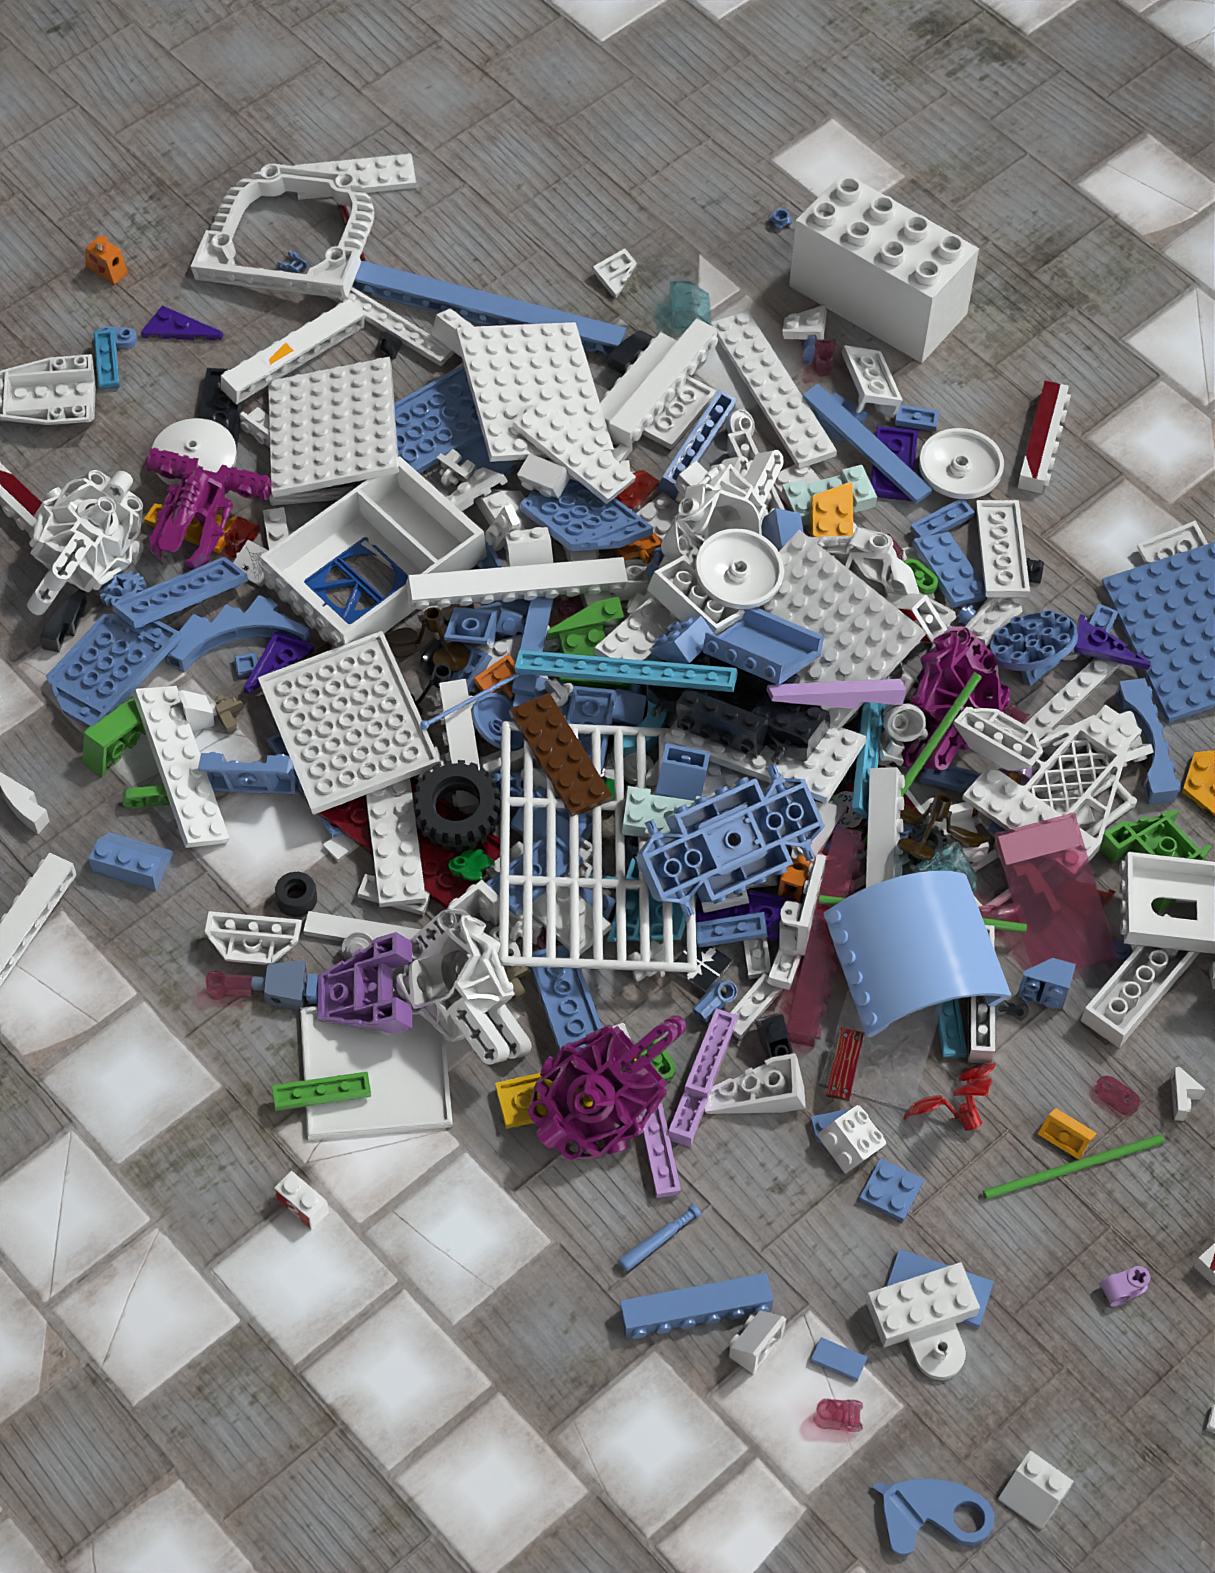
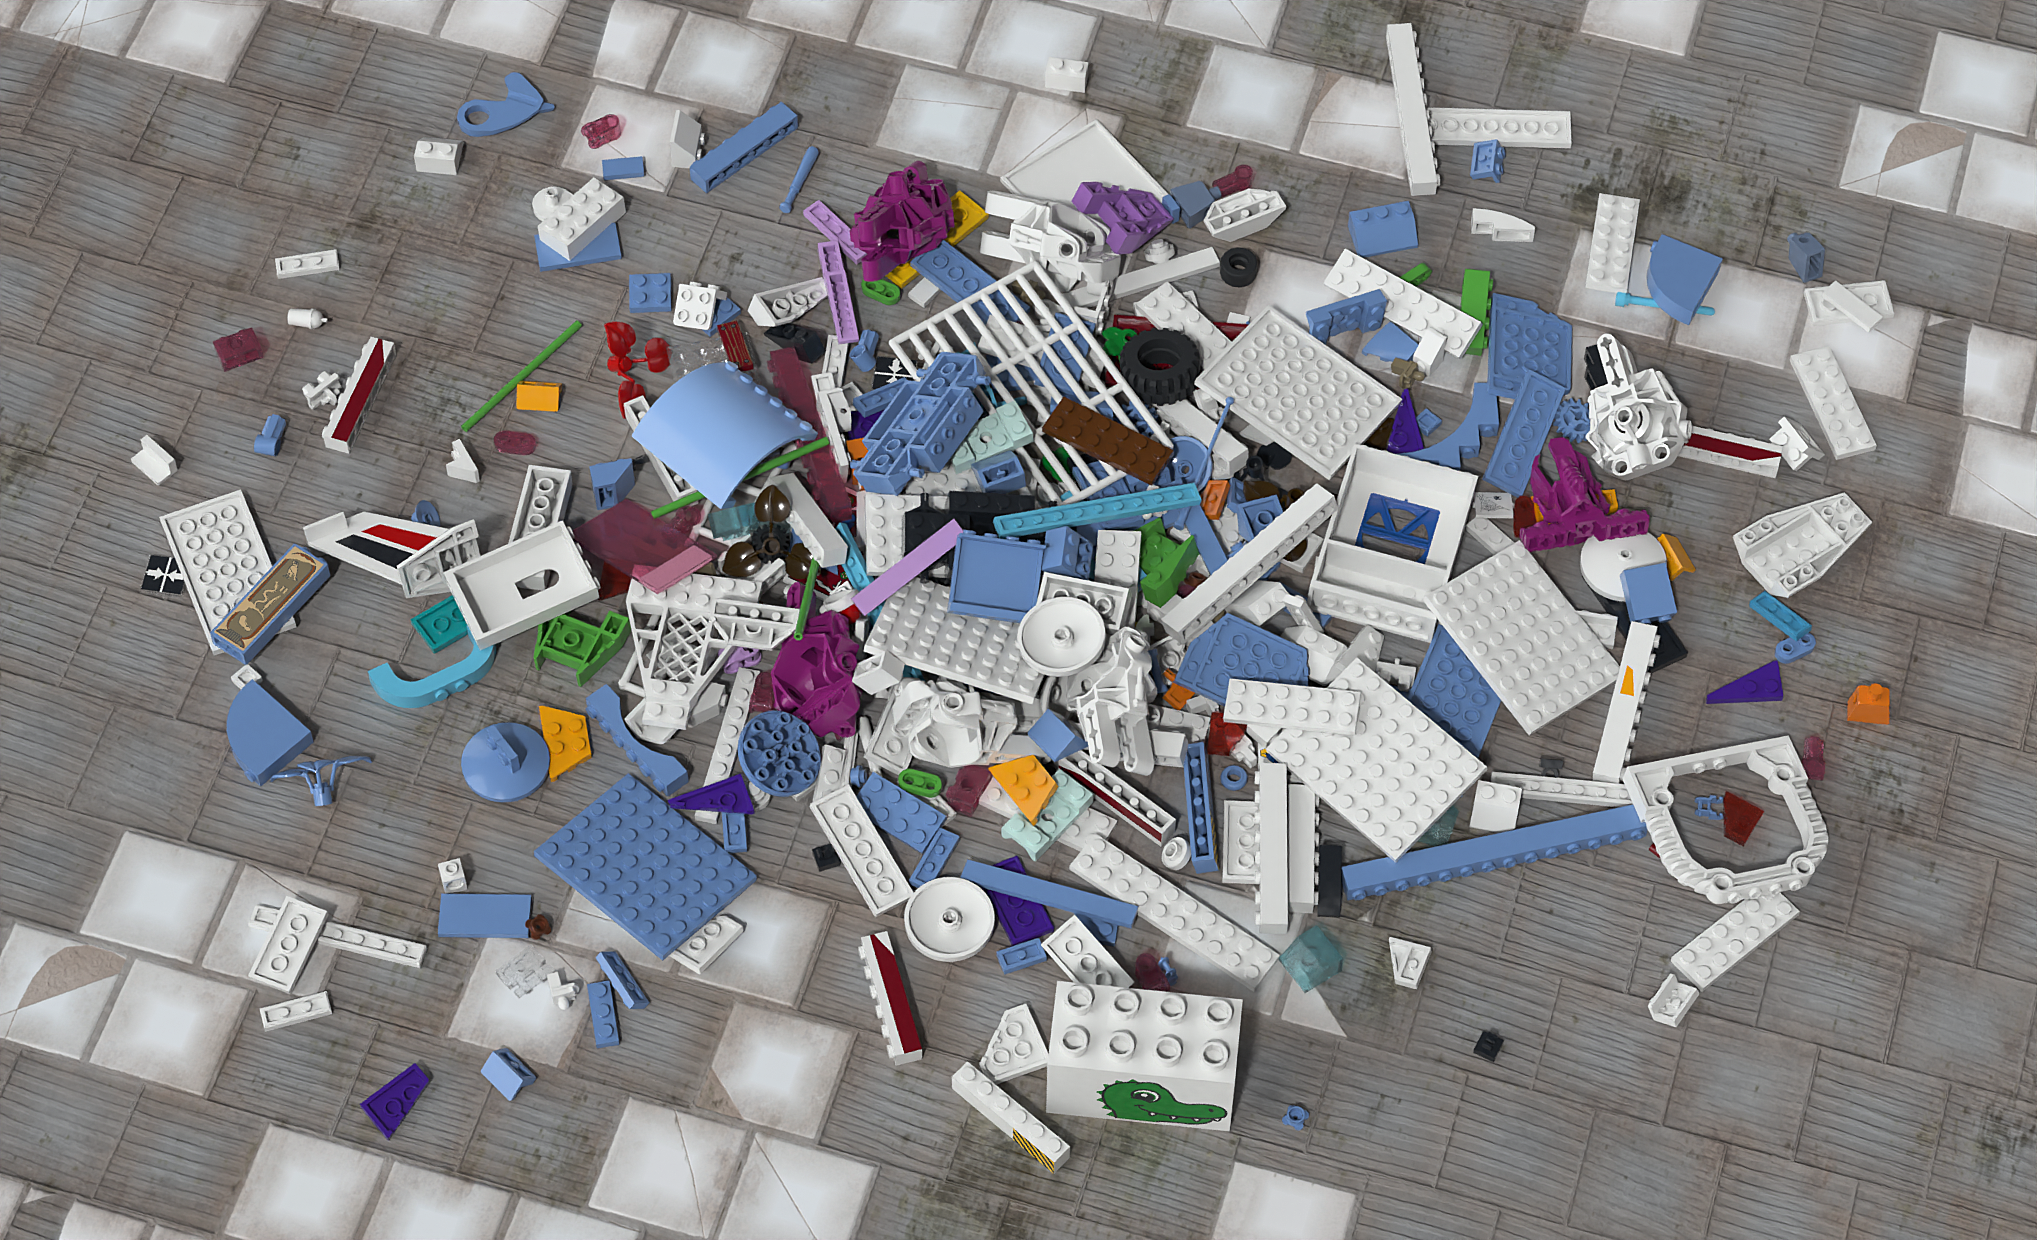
camera: 150 degrees right, 0 degrees up
(142, 444) = (1676, 556): none -> light orange panel
(183, 252) = (1813, 758): none -> clear pink piece
(202, 407) = (1648, 594): none -> medium blue brick
(216, 739) = (1391, 343): none -> medium blue slope
(279, 241) = (1739, 818): none -> clear red wing
(321, 1091) = (1107, 143): bright green plate -> none
(441, 153) = (1672, 1001): none -> white bracket
(543, 476) = (1304, 674): white brick -> none
(600, 195) = (1488, 1046): none -> black tile
(648, 457) = (1233, 770): none -> medium blue piece
(805, 323) = (1182, 974): white wing -> none
(966, 358) = (1014, 1047): none -> white plate
(1002, 313) = (1010, 1117): none -> white brick
(1122, 1287) = (440, 309): lavender piece -> none

